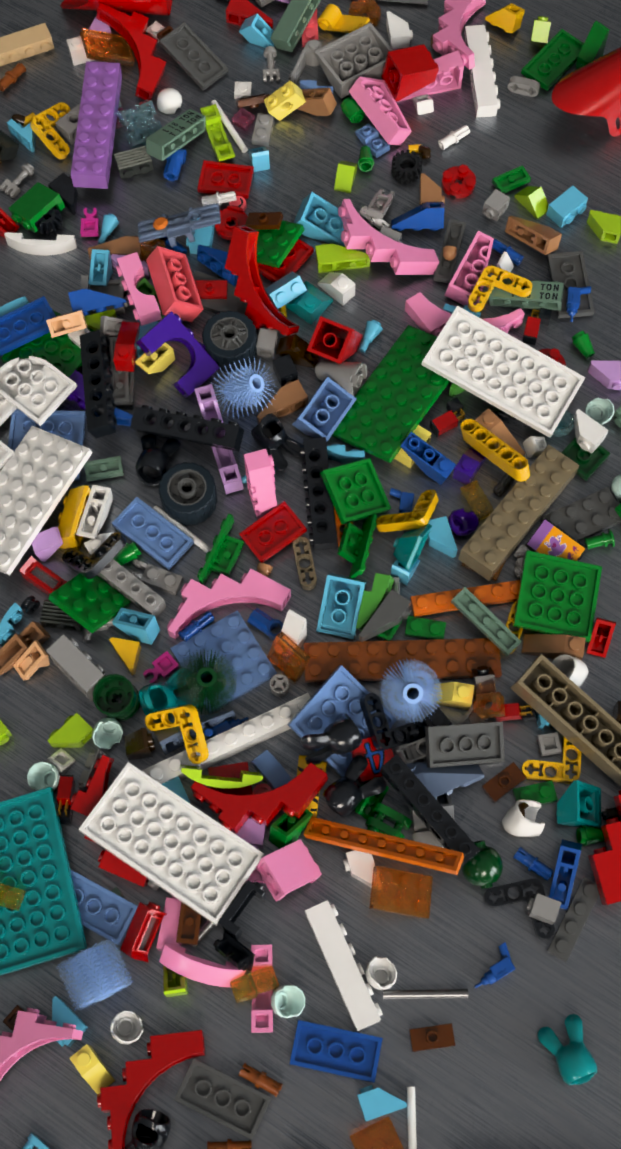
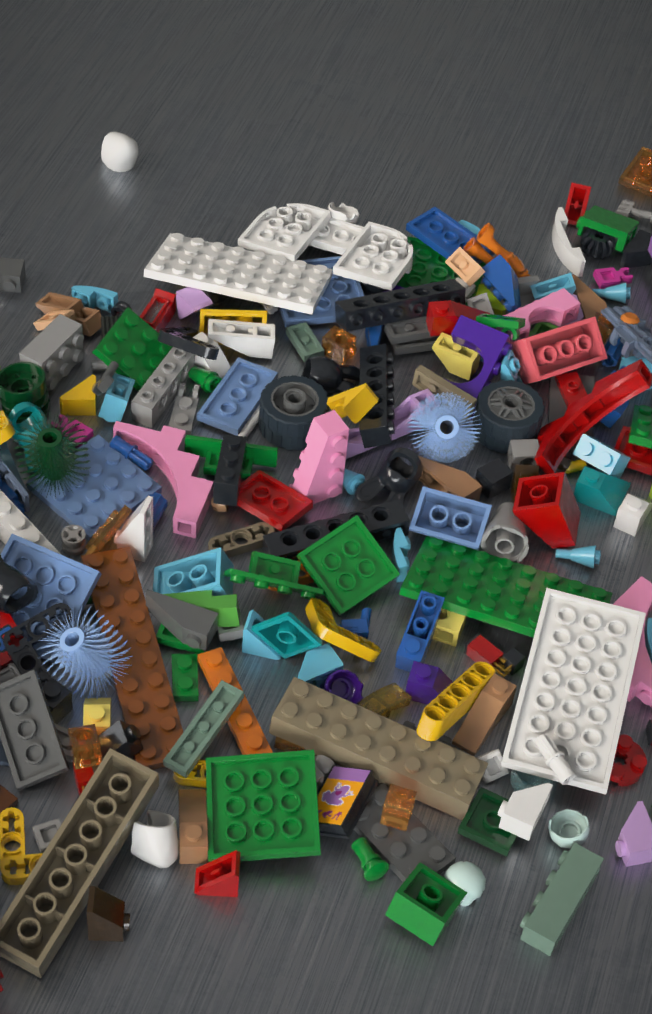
camera: 70 degrees right, 20 degrees down
(59, 294) = (486, 238): none -> orange piece
(118, 449) = (339, 344): none -> clear orange brick
(130, 630) = (106, 380): none -> dark grey bar
(150, 313) = (506, 322): none -> green plate
(189, 323) = (510, 368): none -> medium azure slope
(201, 377) = (428, 379): none -> dark tan plate
(207, 441) = (353, 402): none -> yellow slope
(246, 552) = (229, 470): none -> black brick
(561, 400) = (555, 759): none -> white axle
(574, 509) = (398, 807): none -> clear orange brick

